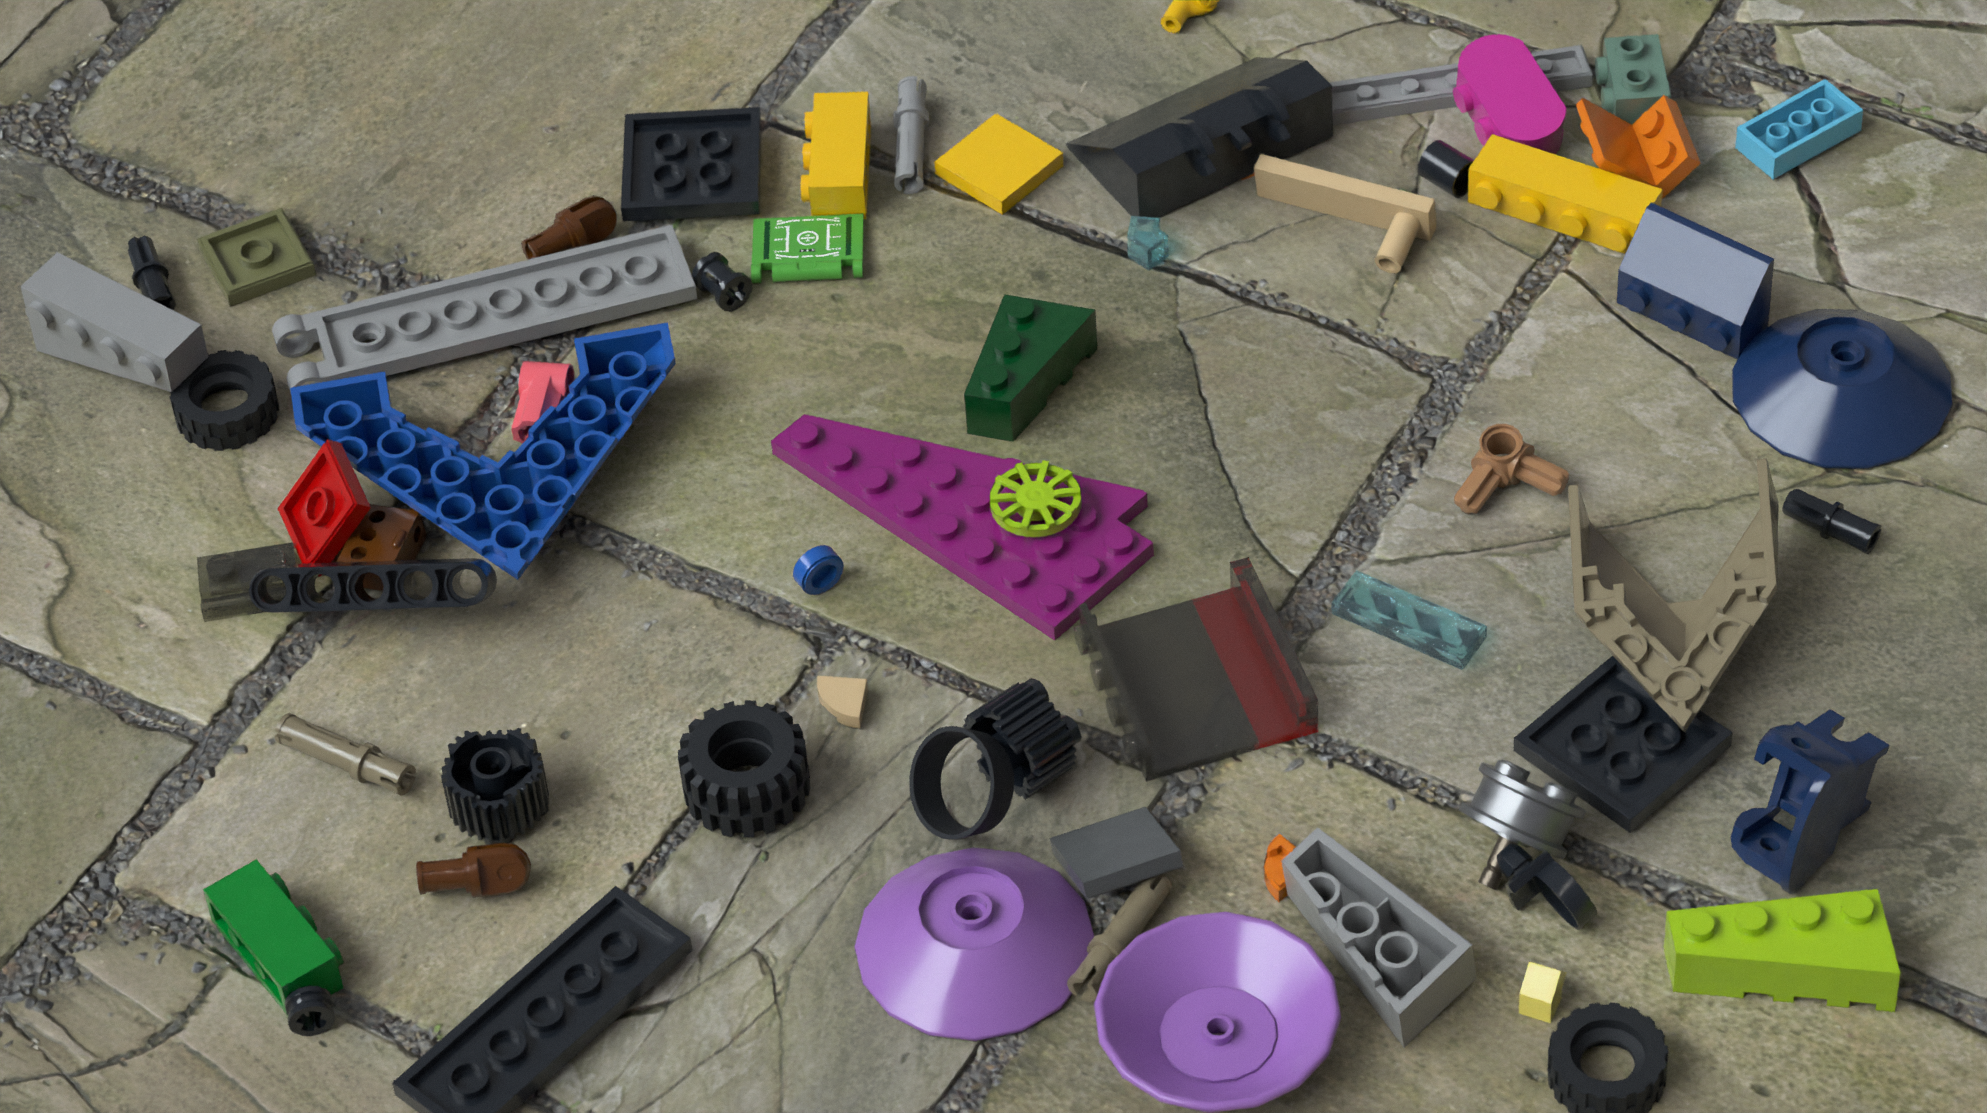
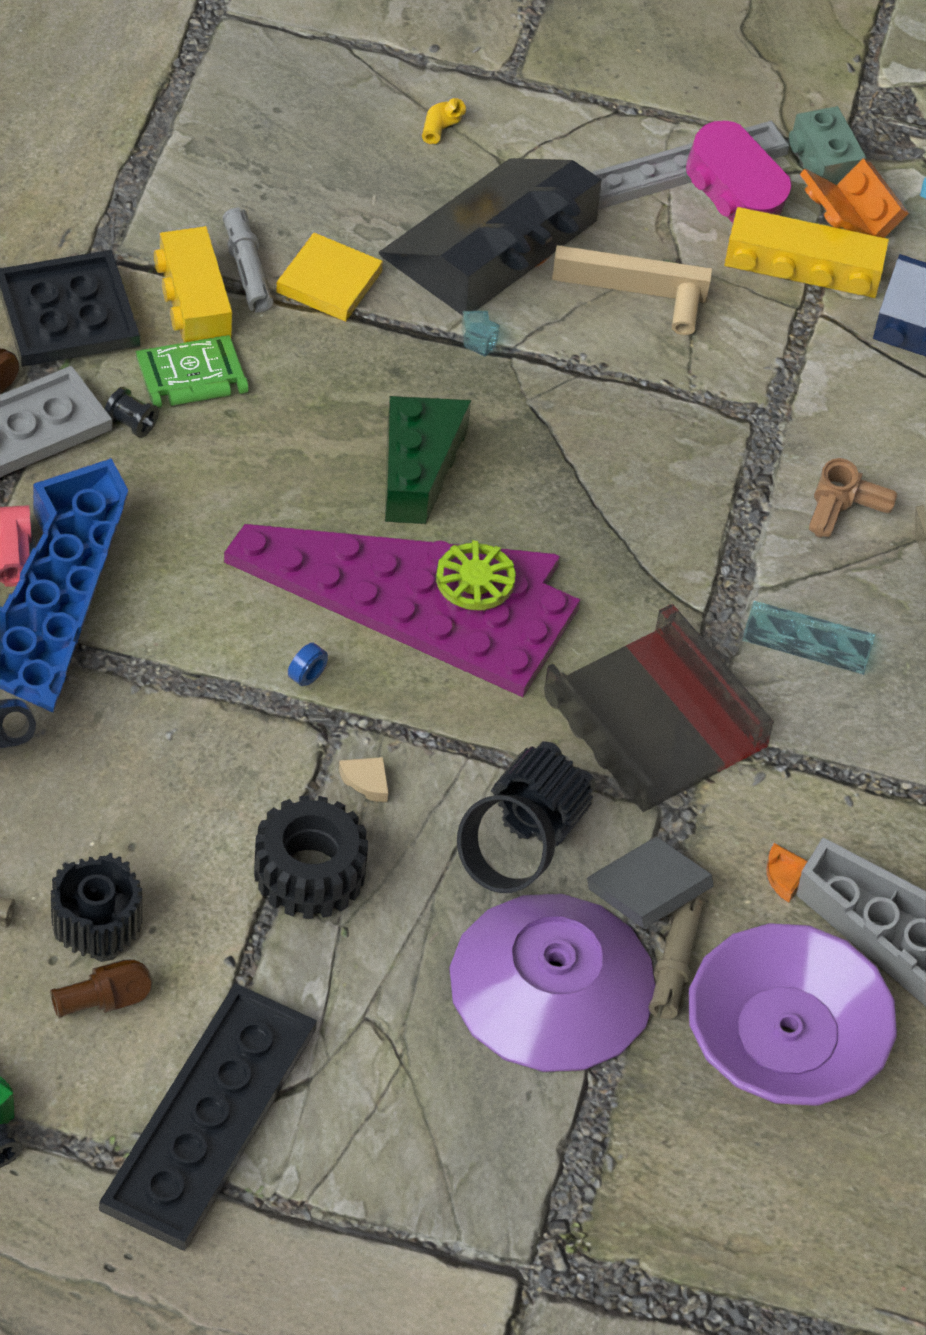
camera: 25 degrees left, 5 degrees up
(1445, 168) = (704, 239): black beam -> none

